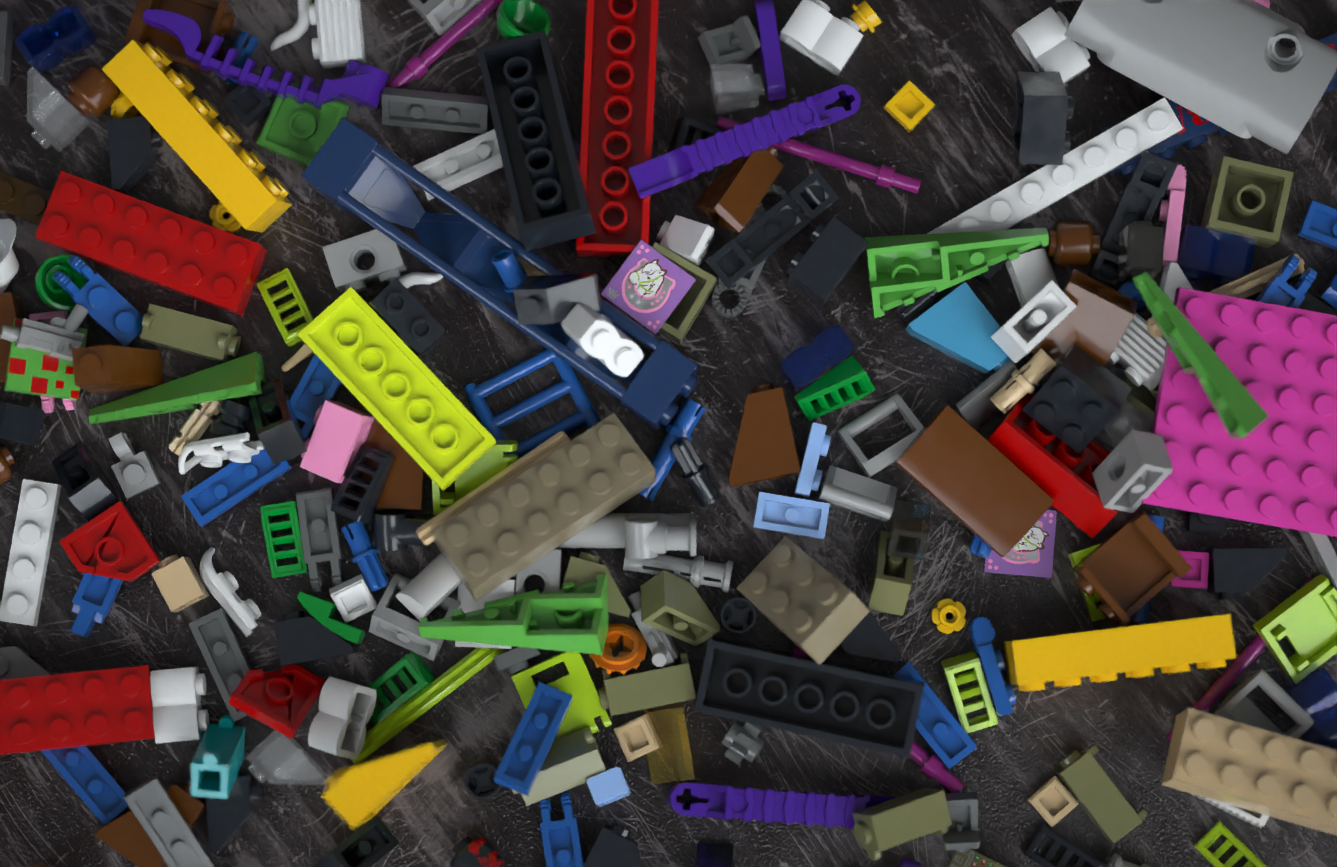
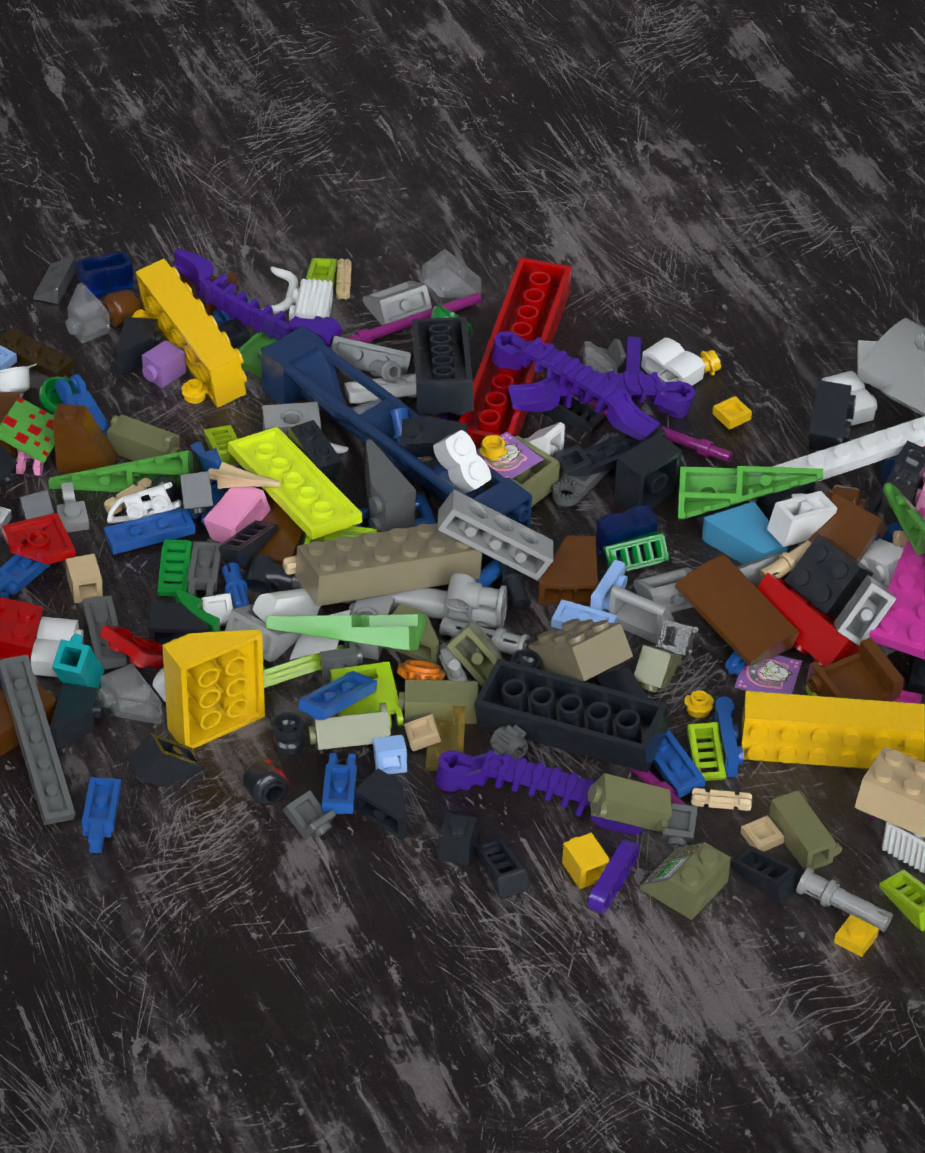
camera: 10 degrees right, 40 degrees down
(55, 339) = (34, 409): light grey piece -> none
(151, 243) = (138, 388): red brick -> none
(174, 184) = (163, 364): none -> medium lavender brick
(223, 589) = (119, 590): white piece -> none
(281, 362) = (206, 459): none -> blue slope
(317, 402) = (230, 476): none -> tan piece
(466, 145) = (387, 370): none -> light grey pin
(518, 396) = (388, 492): none -> dark grey slope
(619, 460) = (495, 535): none -> light grey brick
(636, 277) = (493, 447): none -> yellow plate
(723, 158) = (622, 413): none -> dark purple piece
(739, 189) = (586, 426): reddish brown slope -> none
(999, 760) = (721, 799): none -> tan axle

